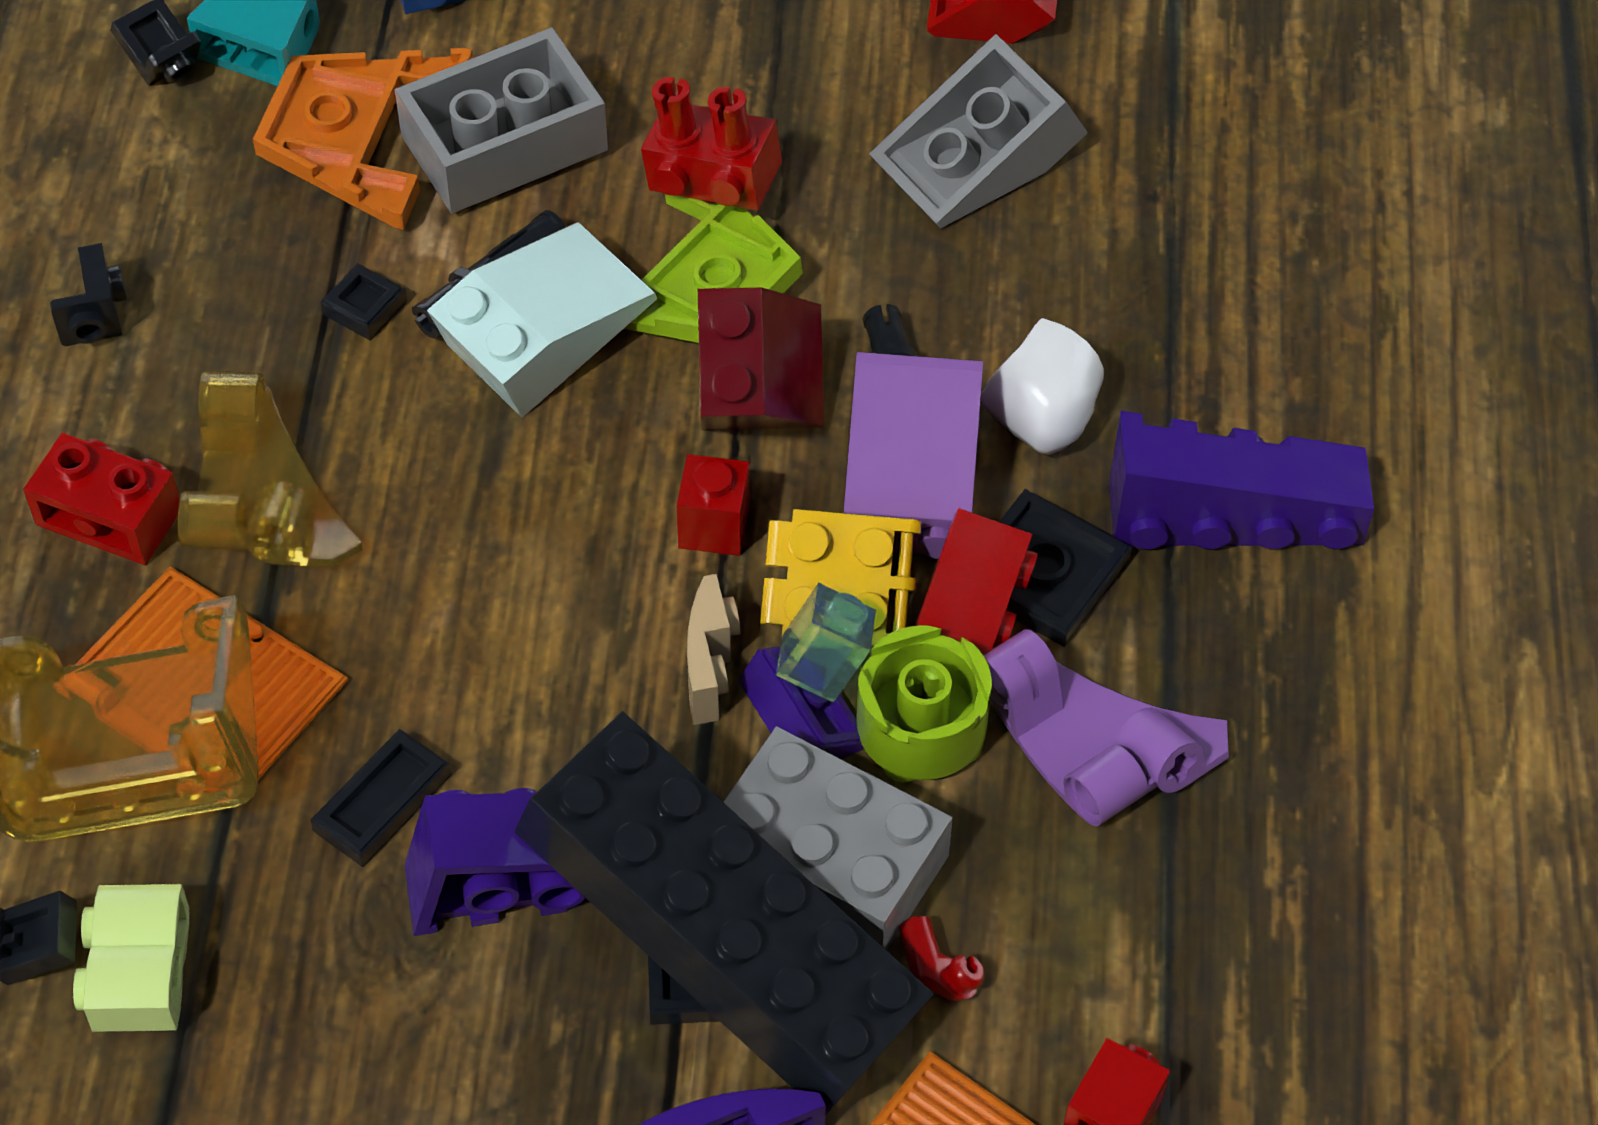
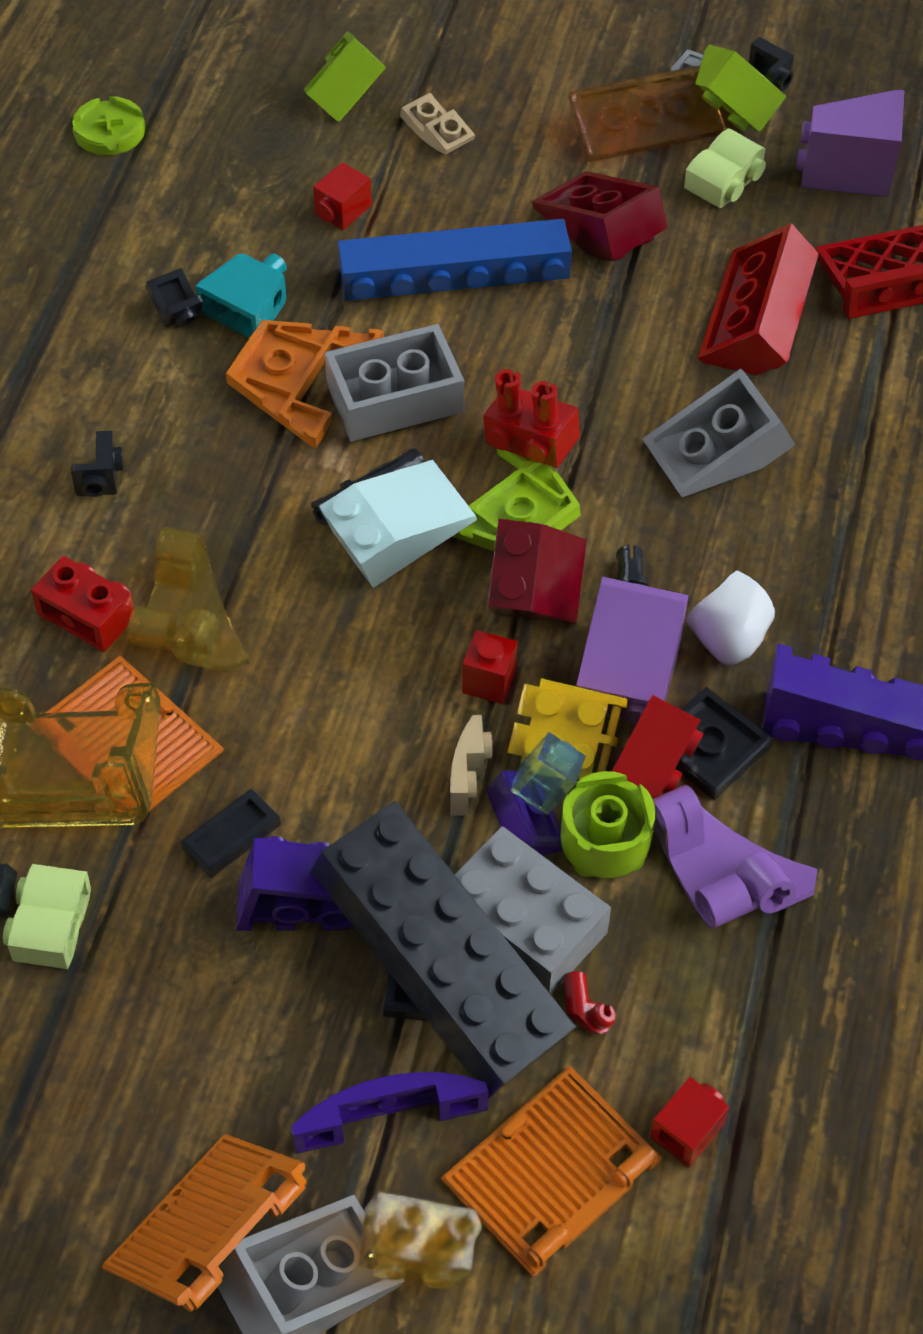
camera: 10 degrees right, 0 degrees up
(363, 301) = (280, 493): black tile -> none

